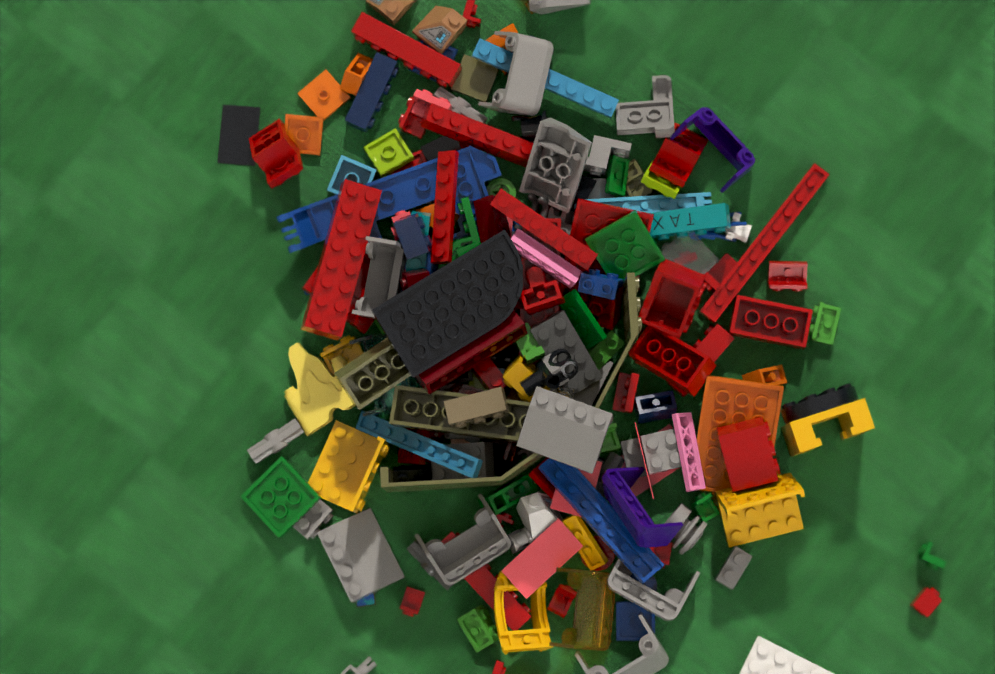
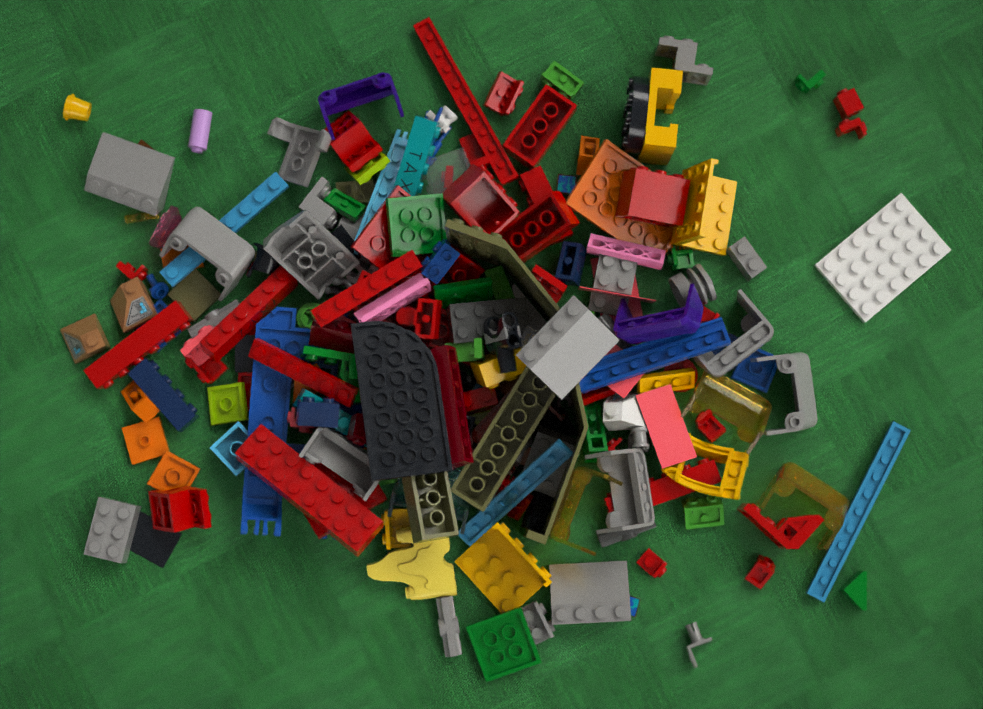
camera: 70 degrees left, 0 degrees up
(231, 102) = (112, 530): none -> light grey brick
(431, 500) = (579, 479): none -> clear yellow windscreen
(464, 44) = (158, 289): none -> blue plate
(476, 407) = (506, 423): dark tan brick -> none
(523, 25) = (165, 227): none -> clear pink bracket
(627, 14) = (200, 130): none -> lavender brick
(729, 369) = (566, 183): none -> tile
(895, 428) = (684, 57): none -> light grey bracket
(903, 609) = (847, 126): none -> red bracket

